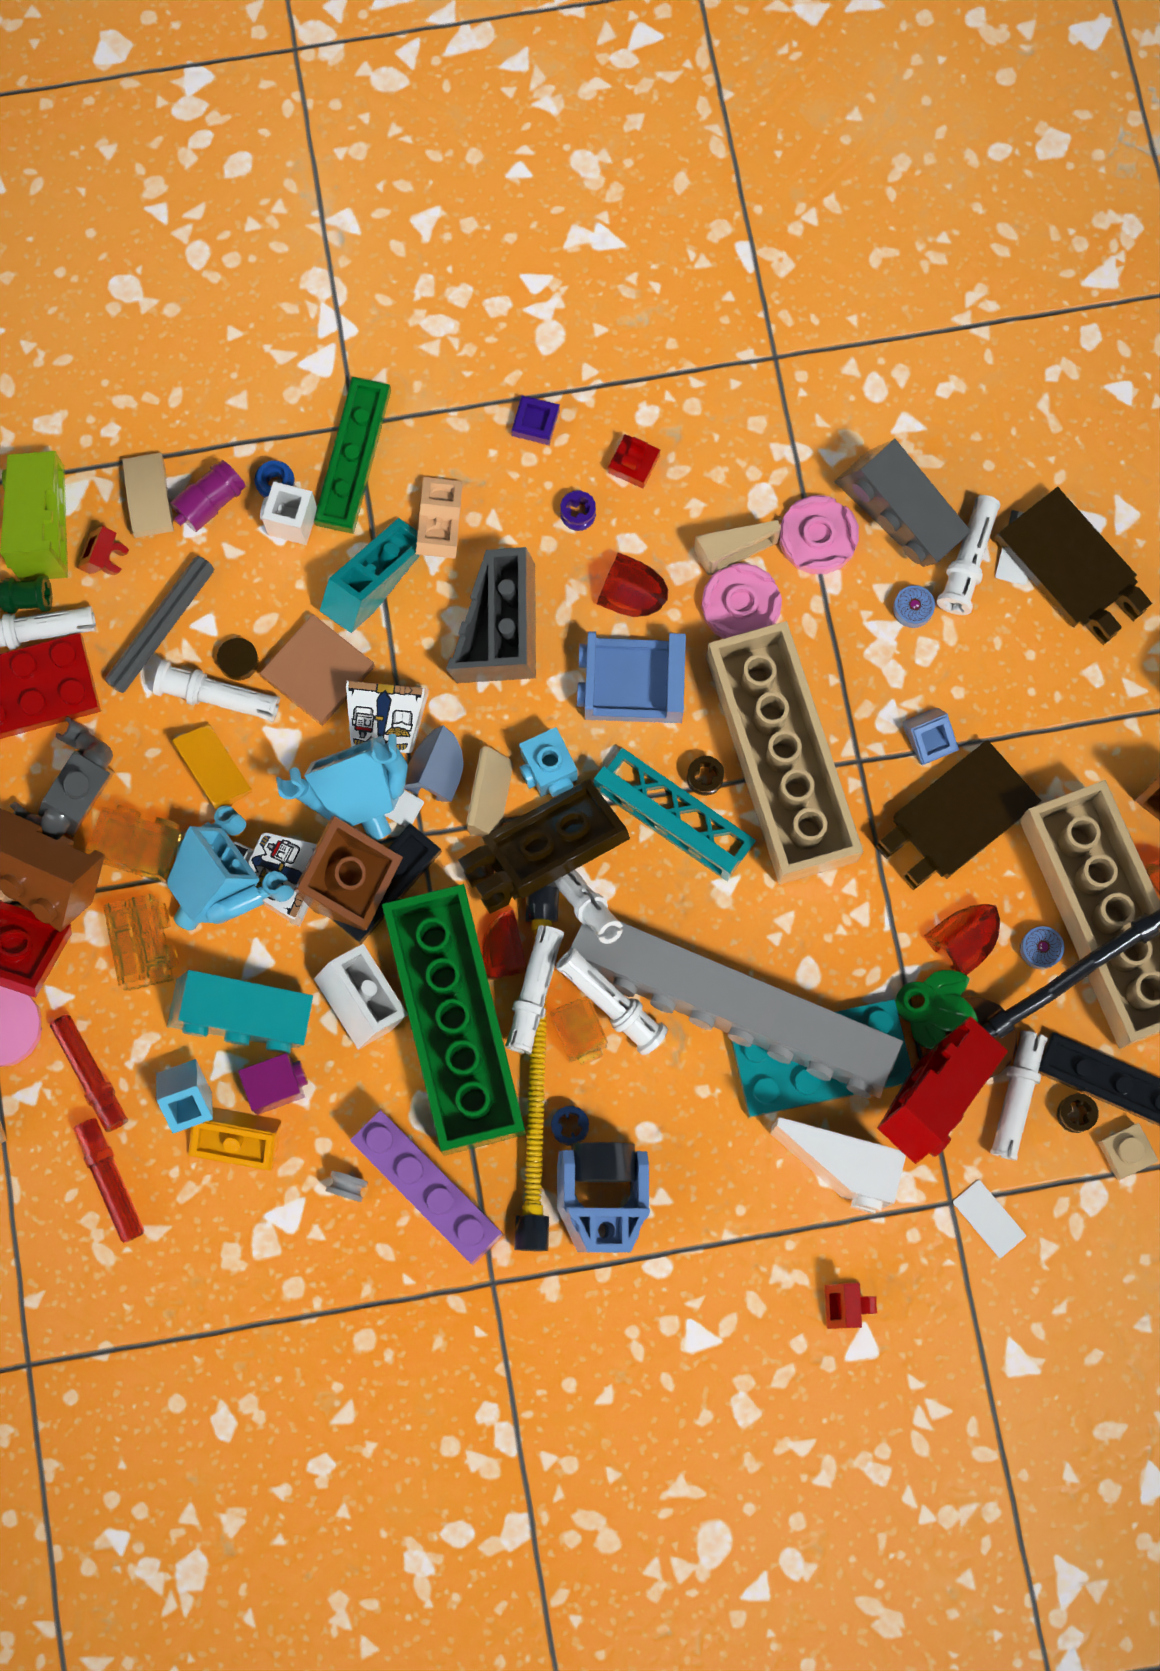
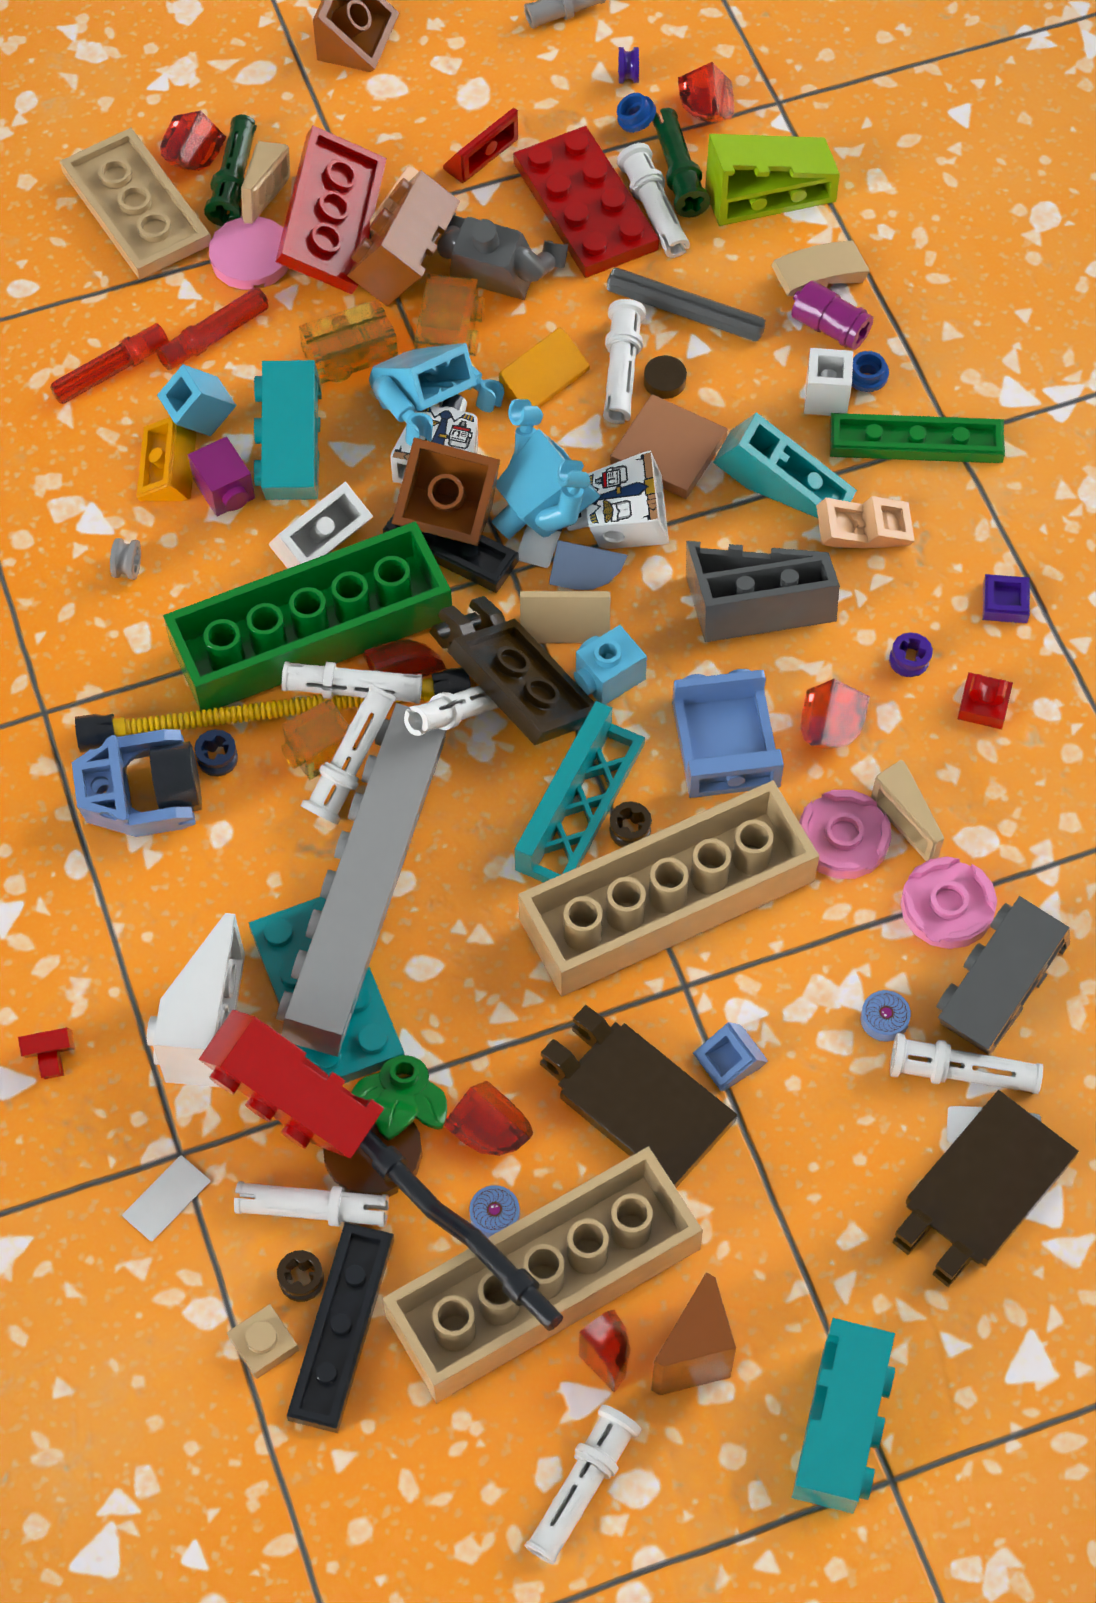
camera: 80 degrees right, 15 degrees down
(98, 550) = (748, 236): red tile -> none
(426, 1187) = (128, 626): medium lavender brick -> none

